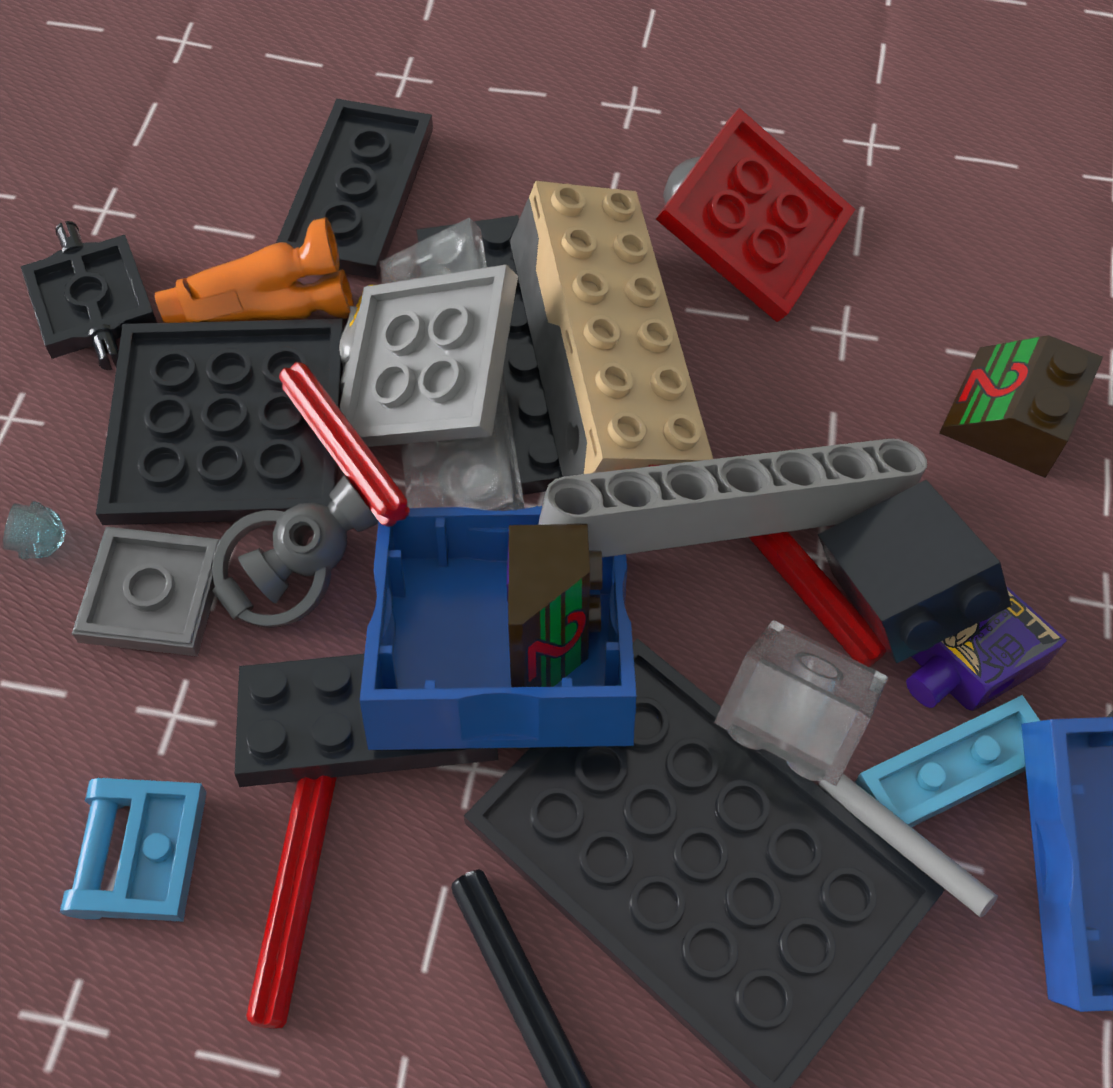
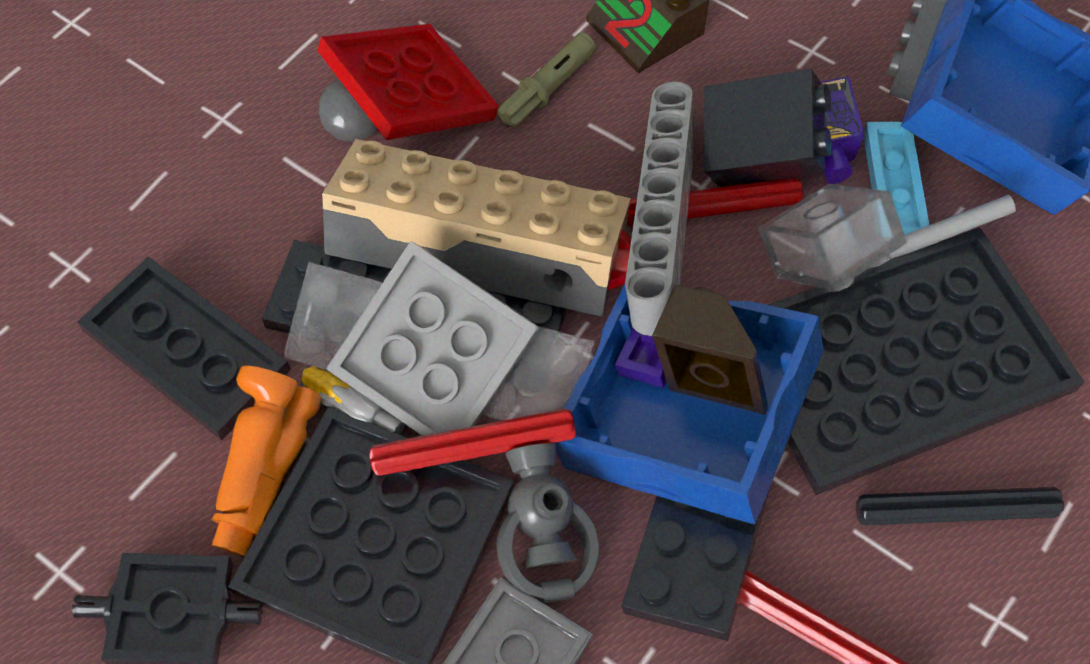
camera: 65 degrees left, 0 degrees up
(857, 343) = (535, 91): none -> olive axle

